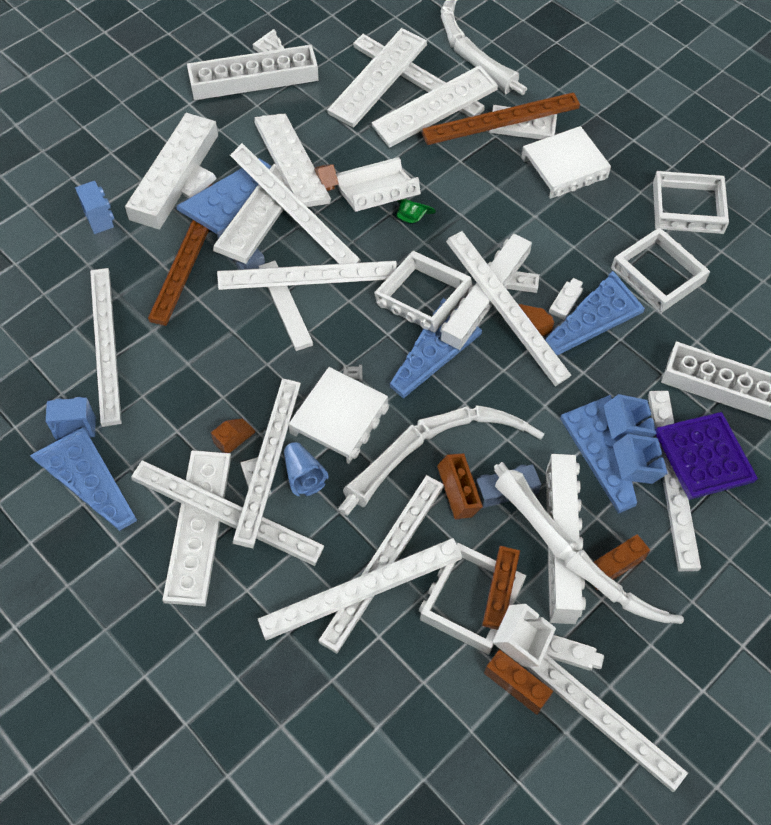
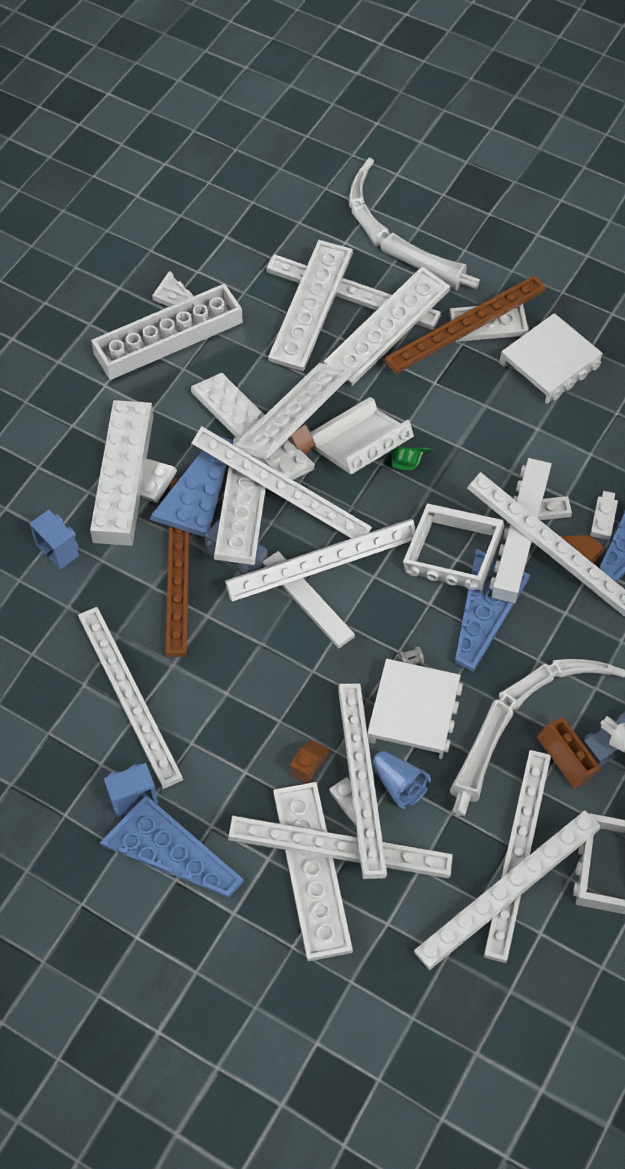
camera: 15 degrees left, 0 degrees up
(327, 152) = (293, 410): none -> white plate

